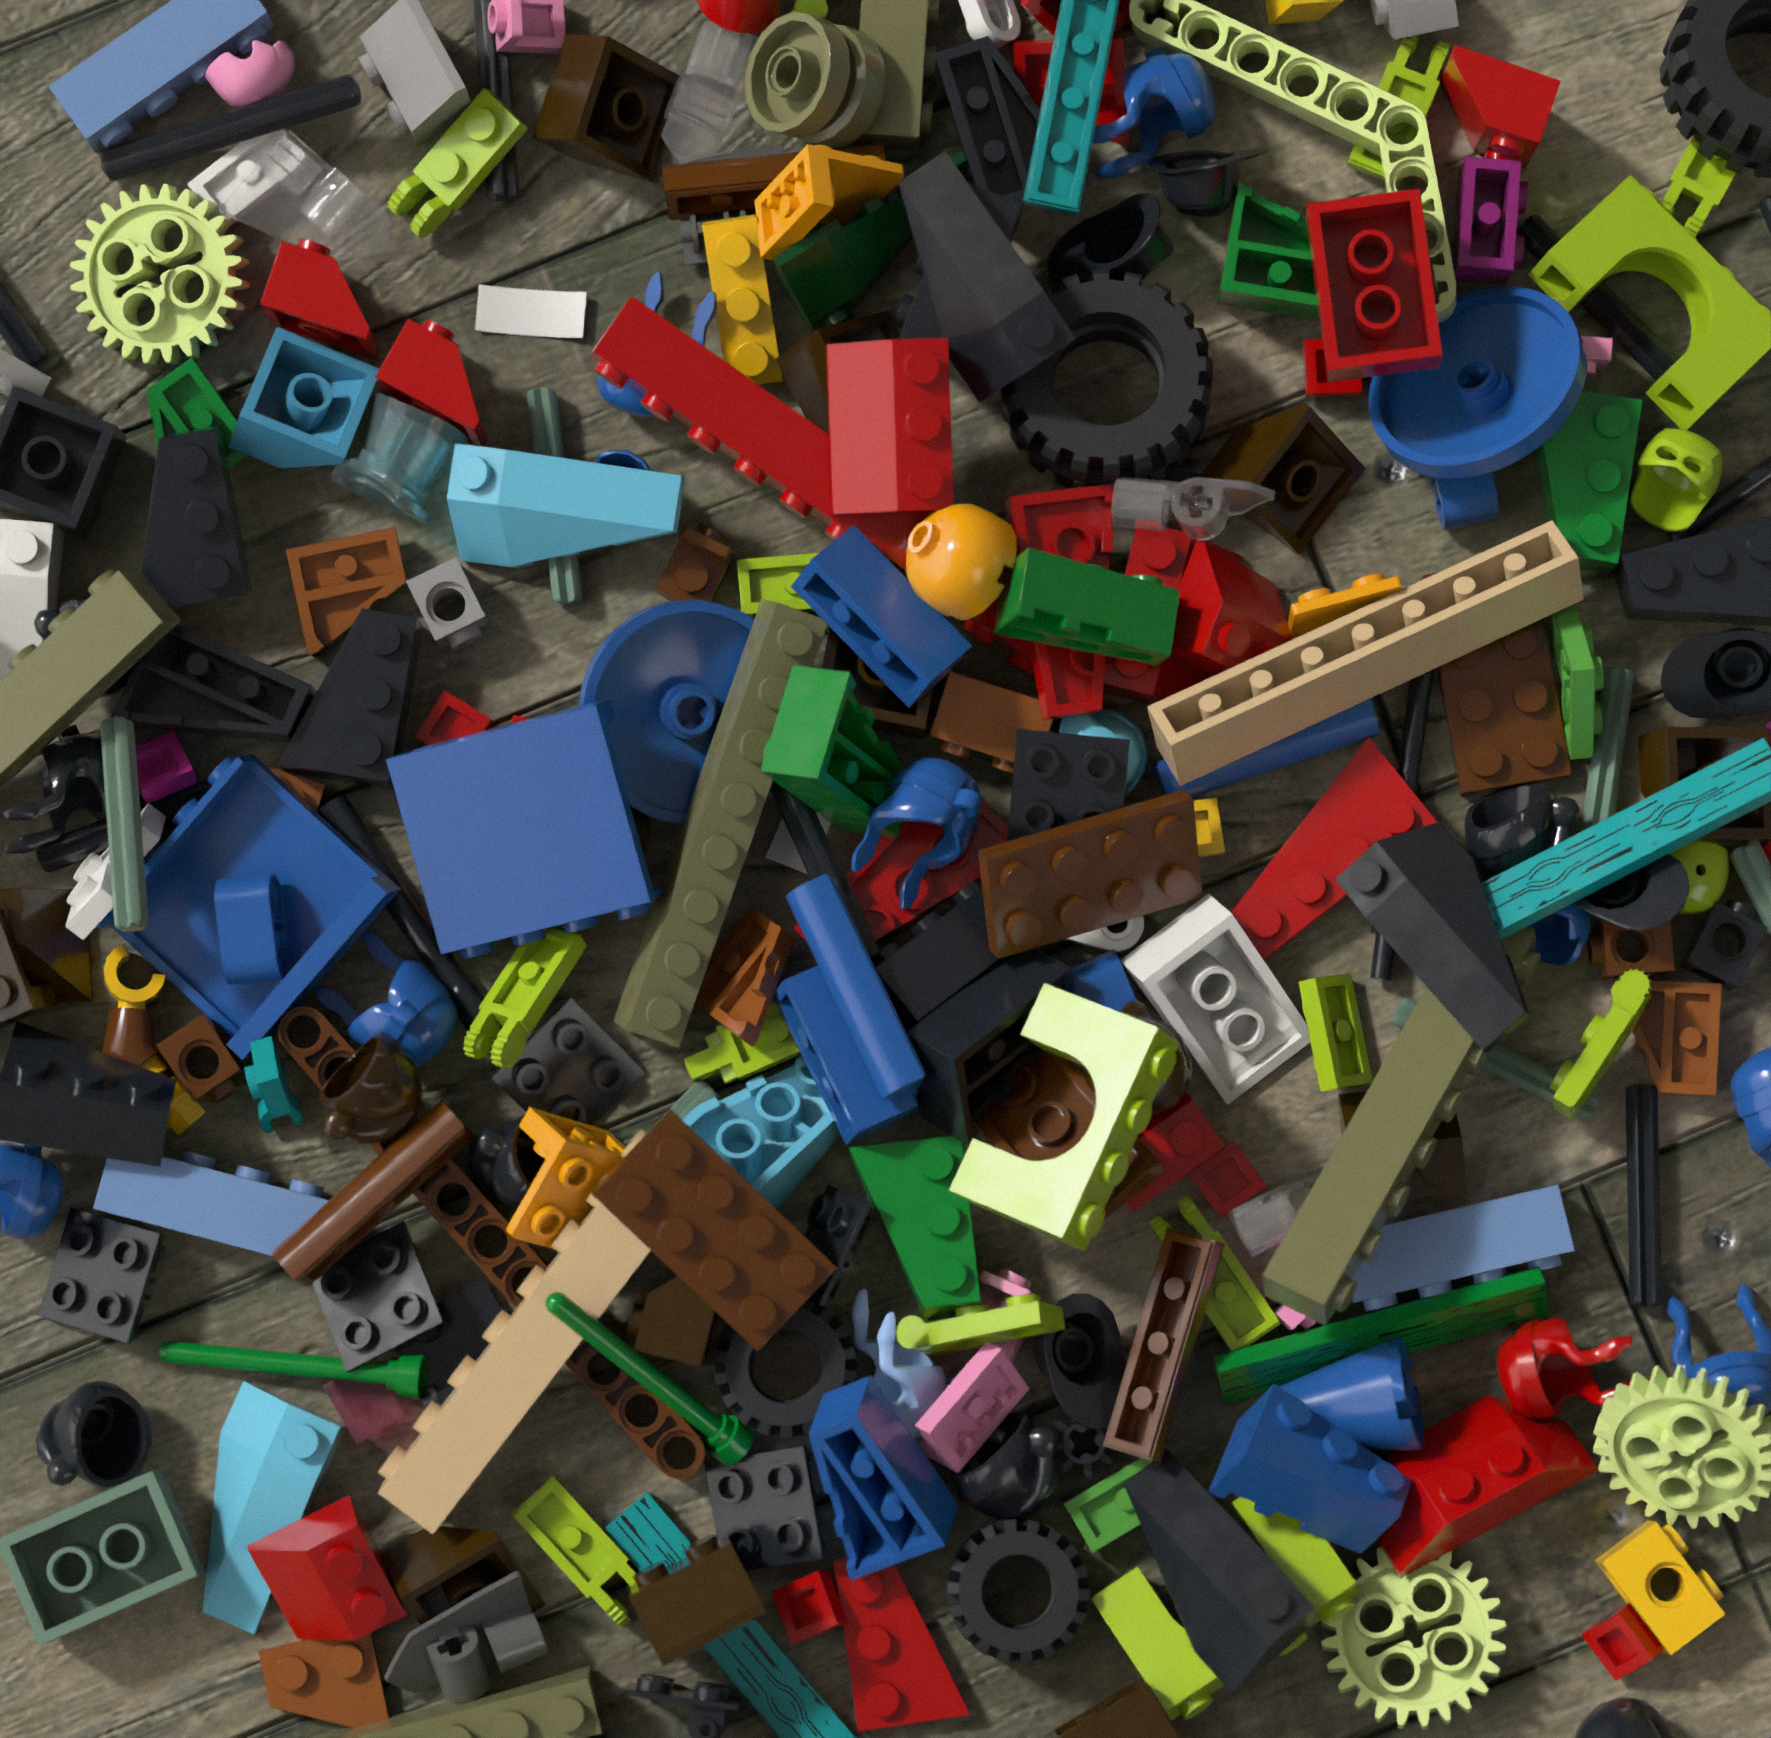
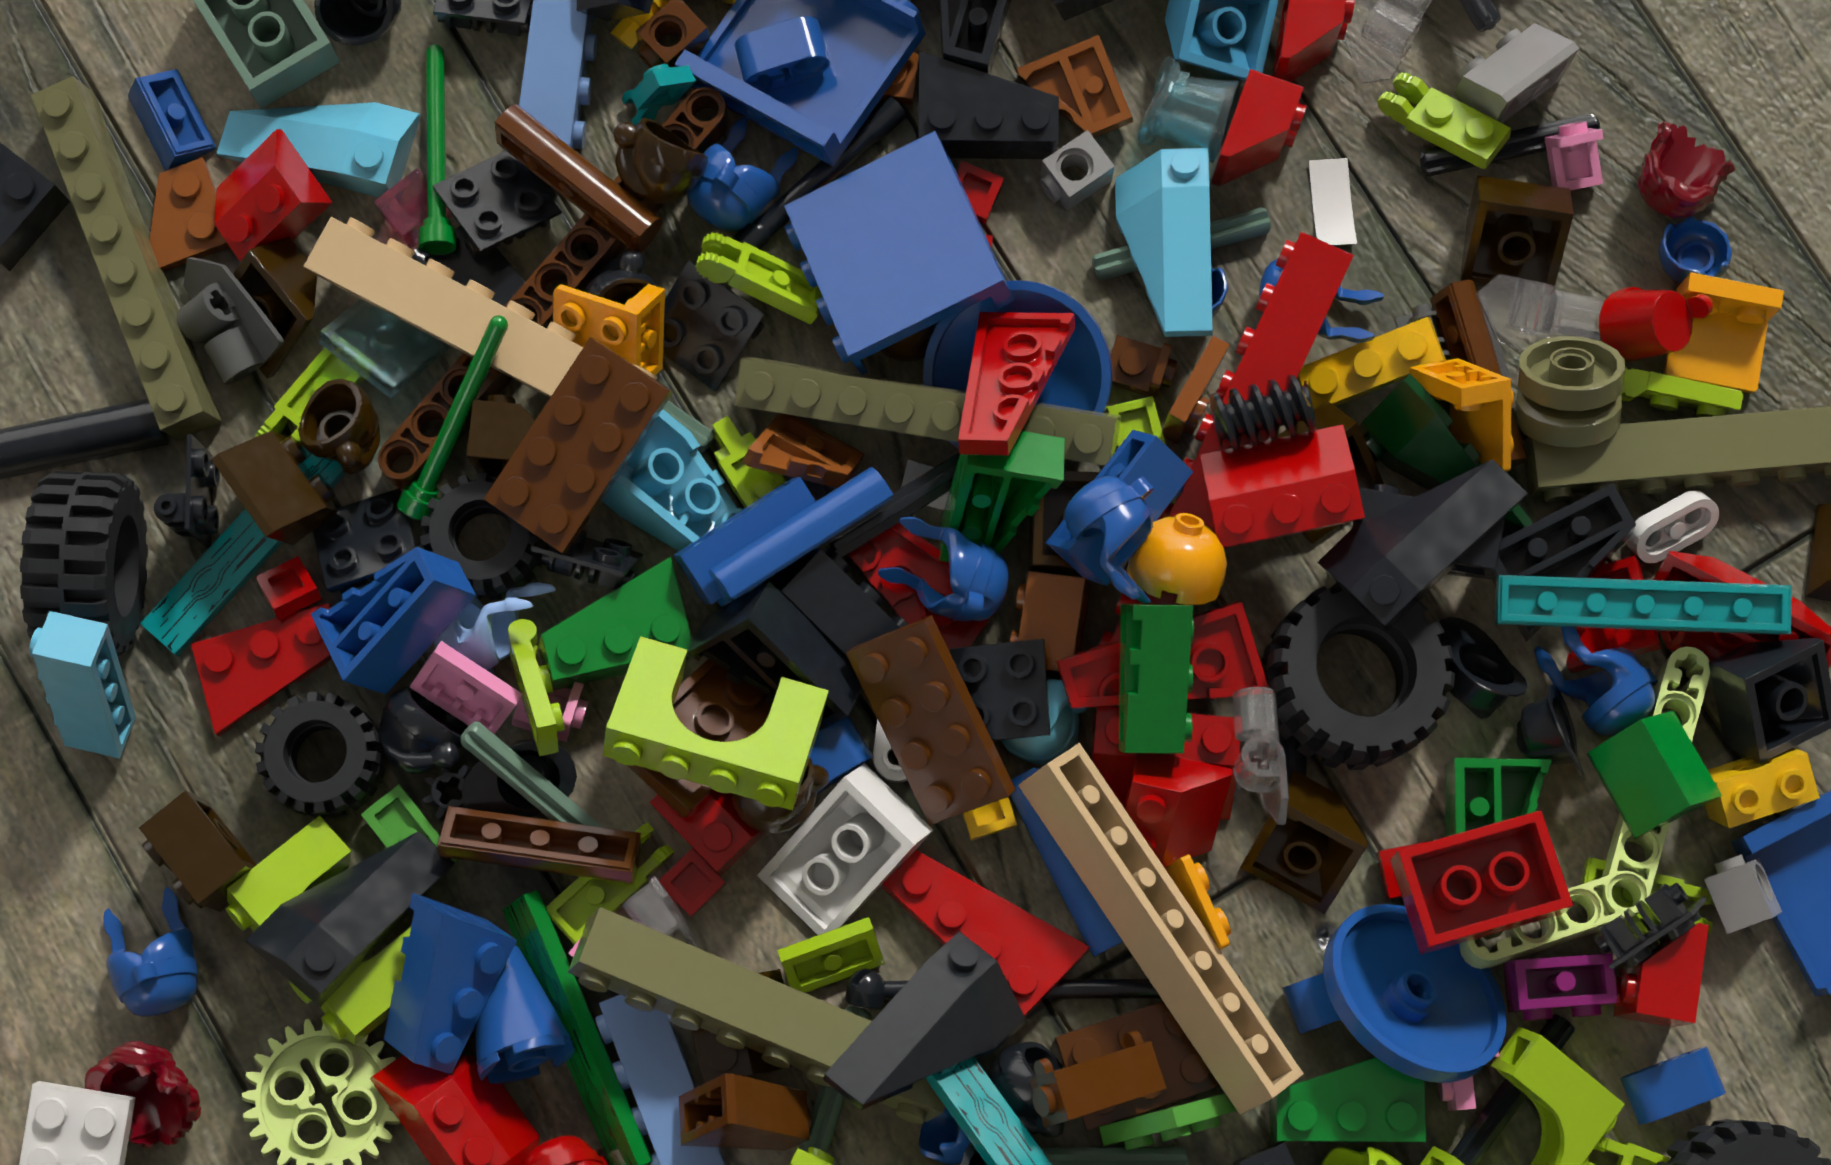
camera: 80 degrees right, 5 degrees down
(200, 1686) = (170, 118): none -> blue slope
(538, 1461) = (380, 346): none -> clear light blue plate
(631, 1516) = (341, 425): none -> dark brown piece
(704, 716) = (1007, 375): none -> red wing
(759, 518) = (1191, 403): none -> dark orange wing
(801, 433) = (1262, 412): none -> black piece
(911, 611) = (1123, 517): none -> blue hair
(1085, 1351) = (522, 776): none -> sand green axle
(1273, 71) = (1653, 773): none -> green slope
(1379, 998) = (865, 989): none -> black hinge
(1438, 89) = (1669, 909): none -> black hinge
(1507, 1154) = (744, 1115): none -> reddish brown slope
(1528, 750) = (1096, 1082): none -> reddish brown brick
(1613, 118) = (1673, 1085): none -> blue beam

